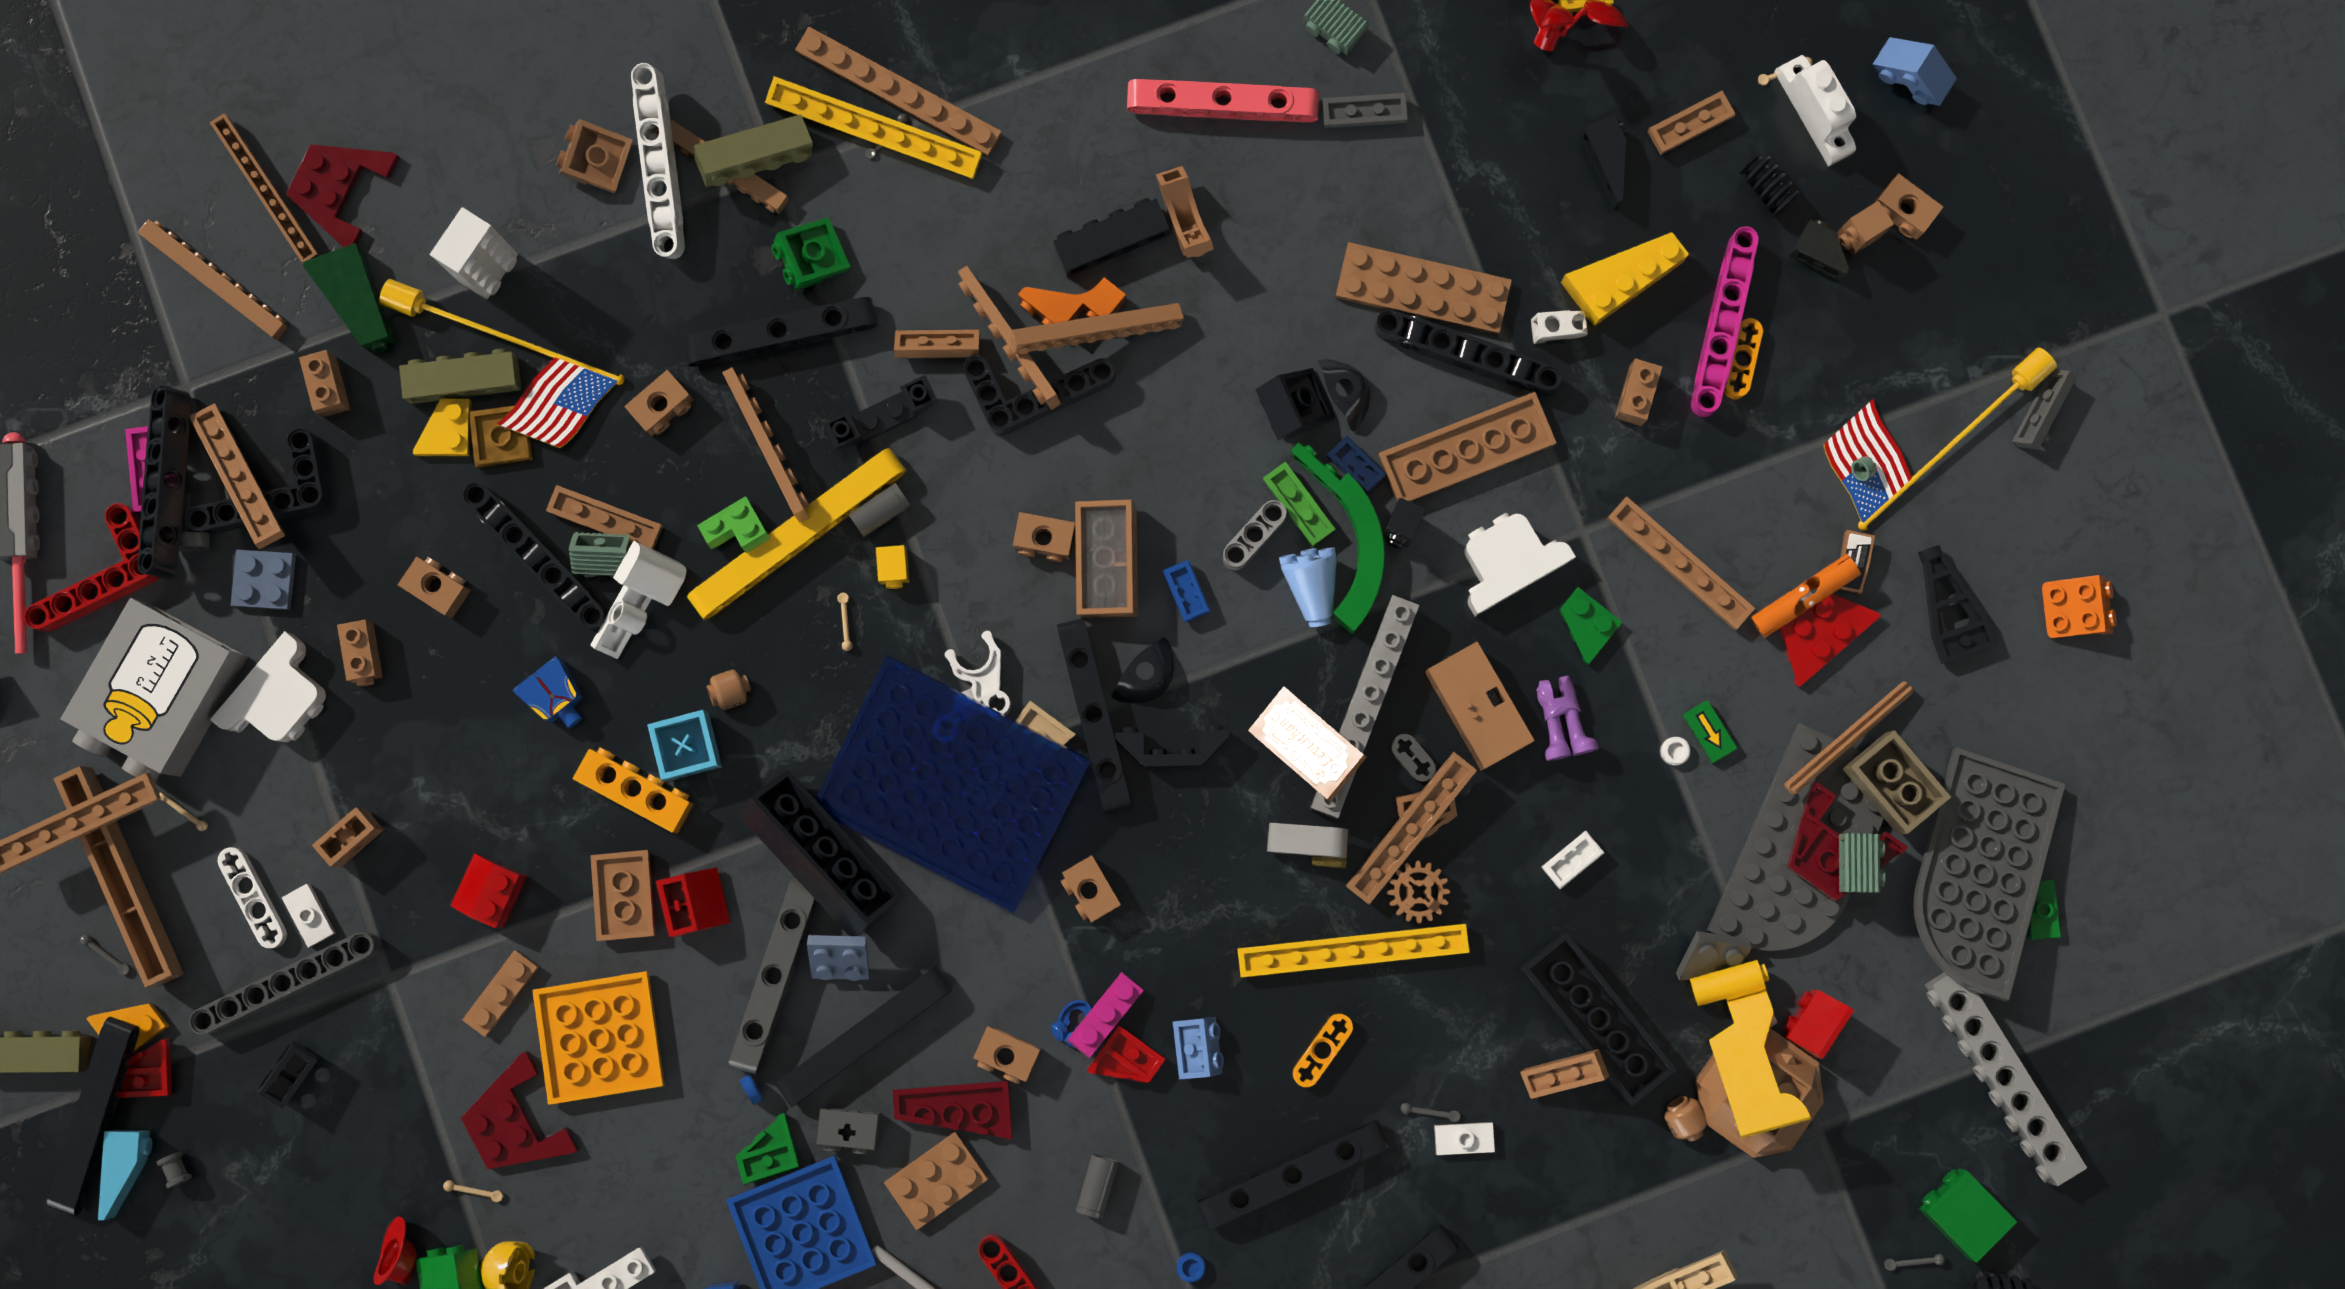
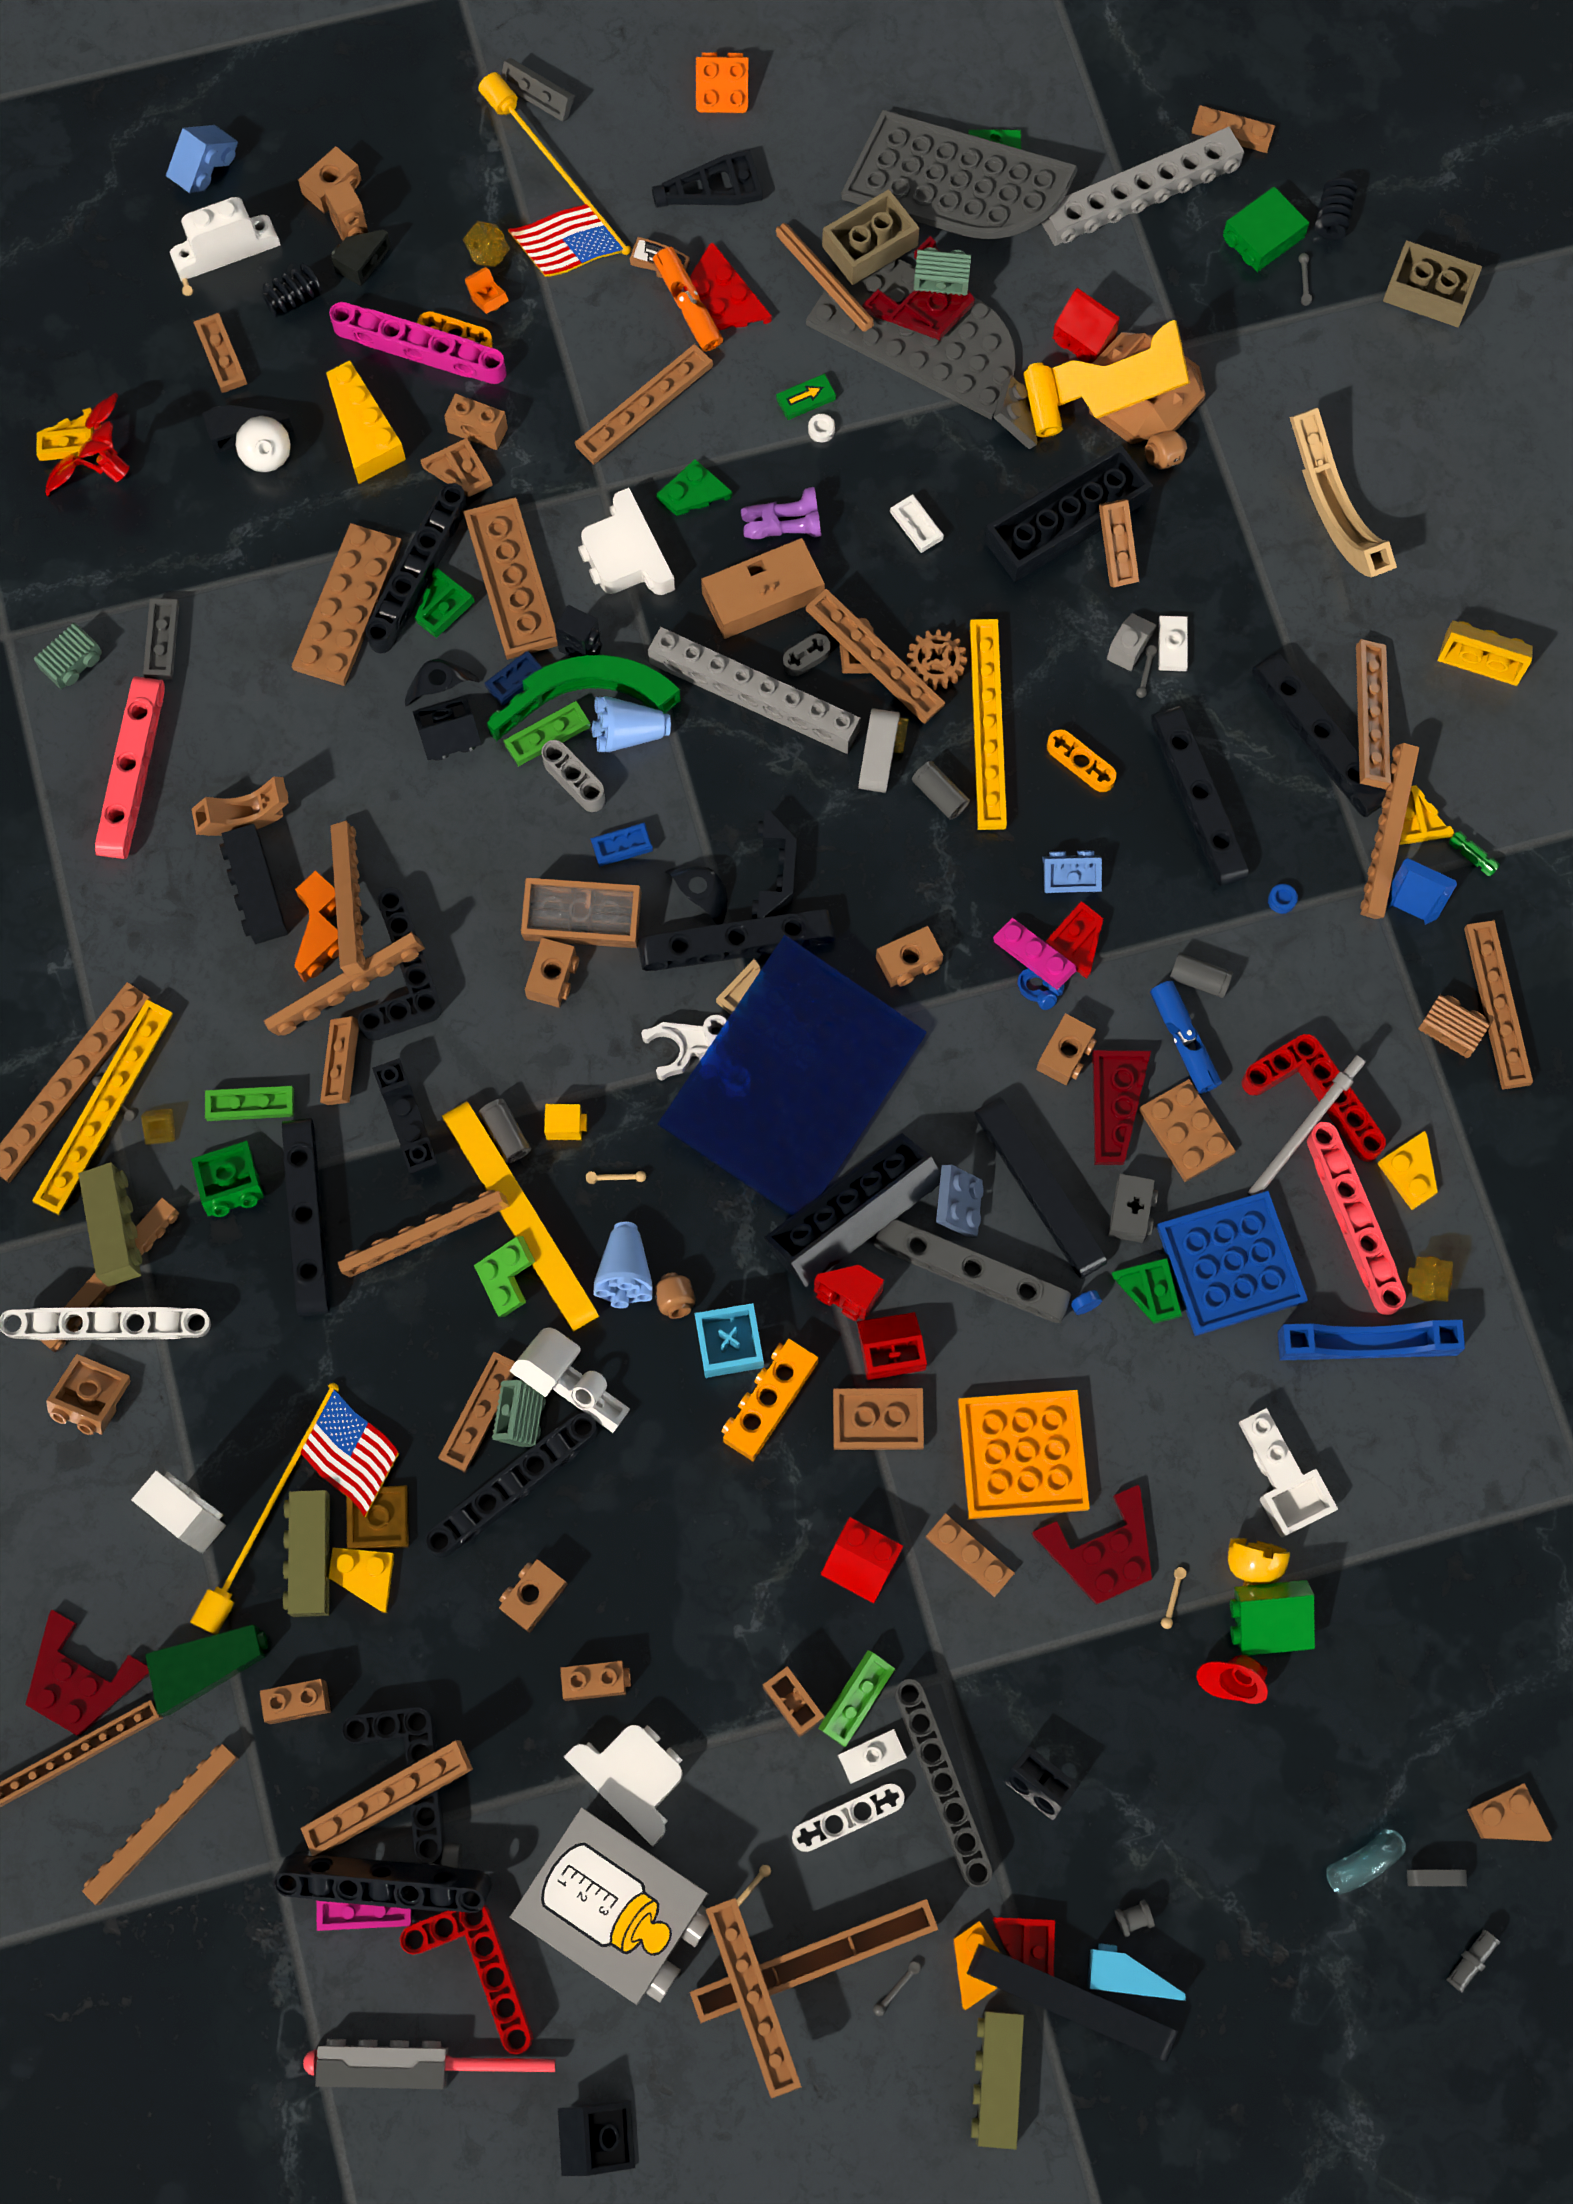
camera: 85 degrees left, 10 degrees down
(263, 580) = (502, 1787): sand blue plate -> none
(358, 896) = (856, 1698): none -> bright green plate
(552, 693) = (660, 1477): blue torso -> none
(643, 405) = (370, 1361): medium nougat brick -> none
(740, 859) = (851, 1289): none -> red slope
(750, 638) = (624, 1268): none -> light blue cone
(862, 182) = (158, 1126): none -> clear yellow slope
(888, 264) = (249, 1103): none -> bright green plate
(1045, 1166) = (1180, 1026): none -> blue piece
(1273, 907) = (940, 790): none -> dark grey pin
(1307, 743) = (785, 739): tile -> none
(1430, 383) = (442, 604): none -> green wing
(1462, 1095) = (1130, 641): none -> light grey slope
(1558, 325) = (402, 487): white leg -> none
(1585, 382) = (460, 466): none -> medium nougat wing
(1586, 180) = (263, 444): none -> white cylinder
(1792, 384) = (485, 291): none -> orange bracket
(1847, 378) = (486, 244): none -> clear yellow brick
(1858, 465) = (577, 246): sand green hinge -> none
(2092, 1183) = (1248, 132): none -> medium nougat plate

